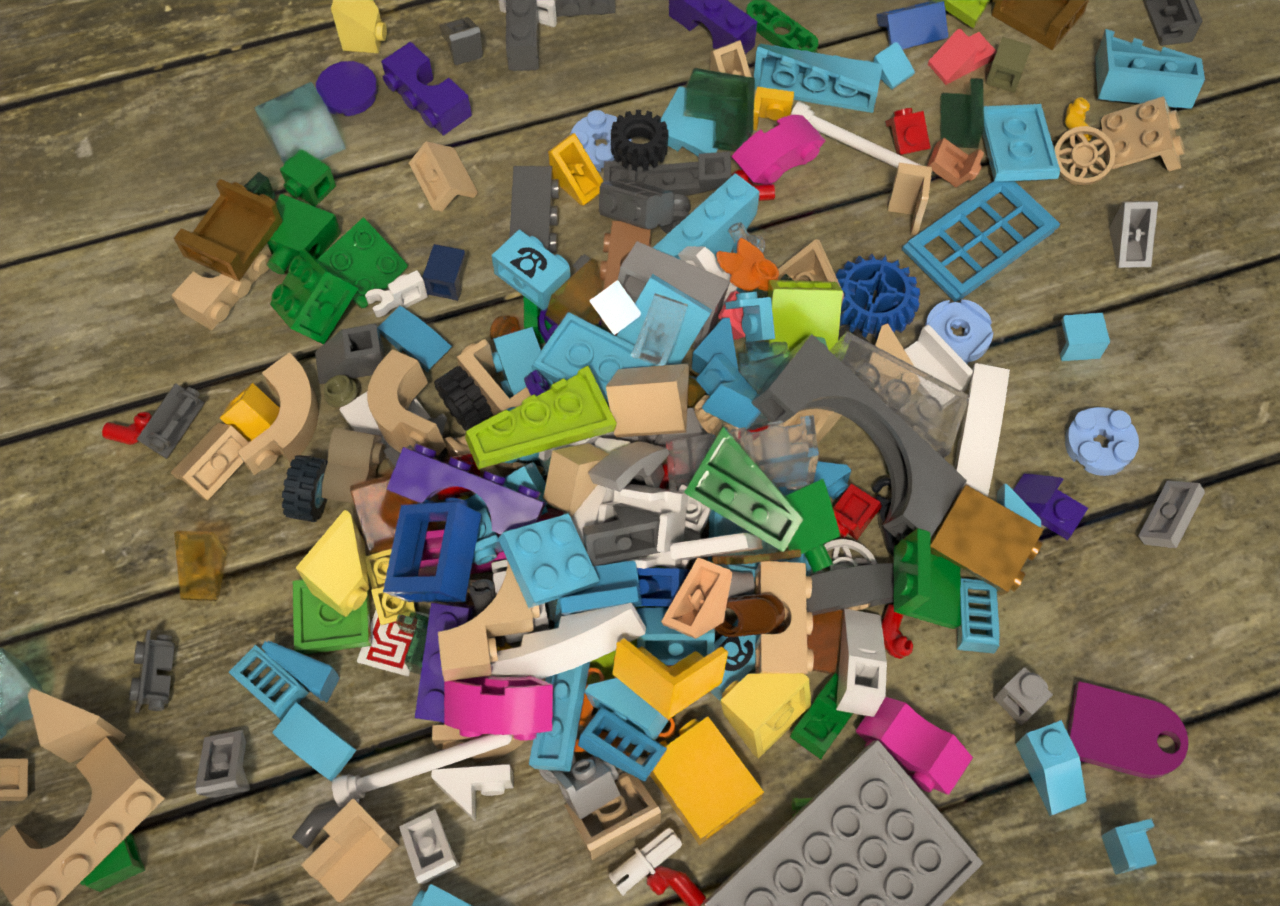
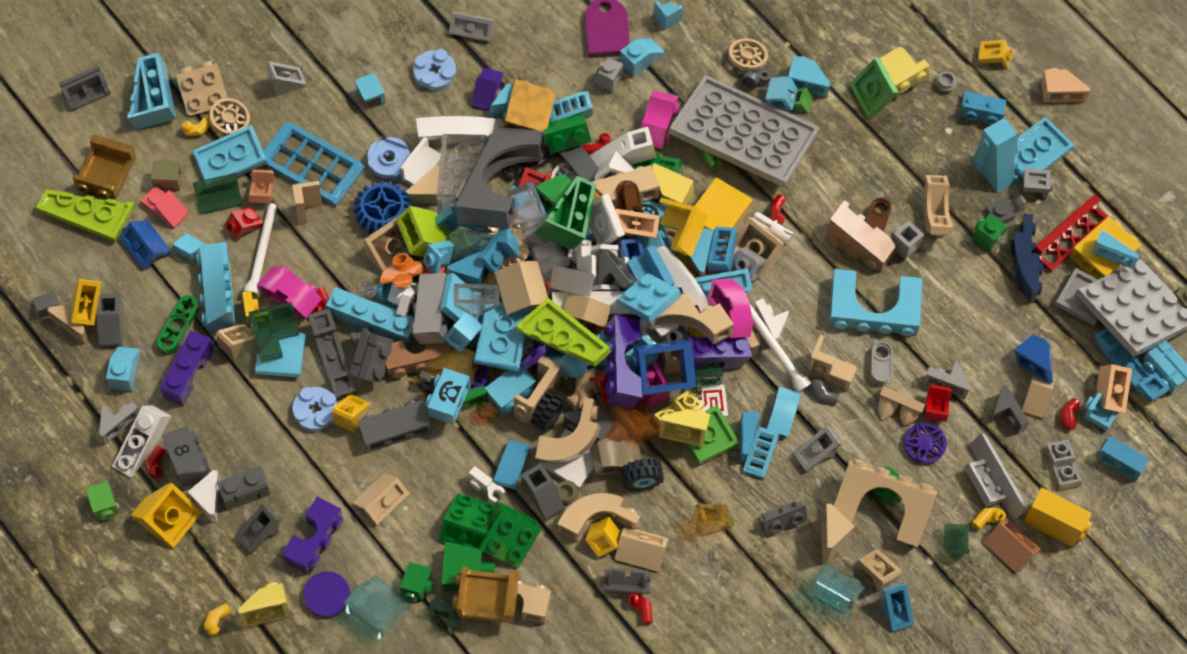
camera: 115 degrees left, 0 degrees up
(428, 847) = (815, 324): white slope -> none
(443, 272) = (457, 462): dark blue panel -> none
(639, 126) = (317, 385): black tyre -> none
(831, 624) = (612, 166): none -> white slope

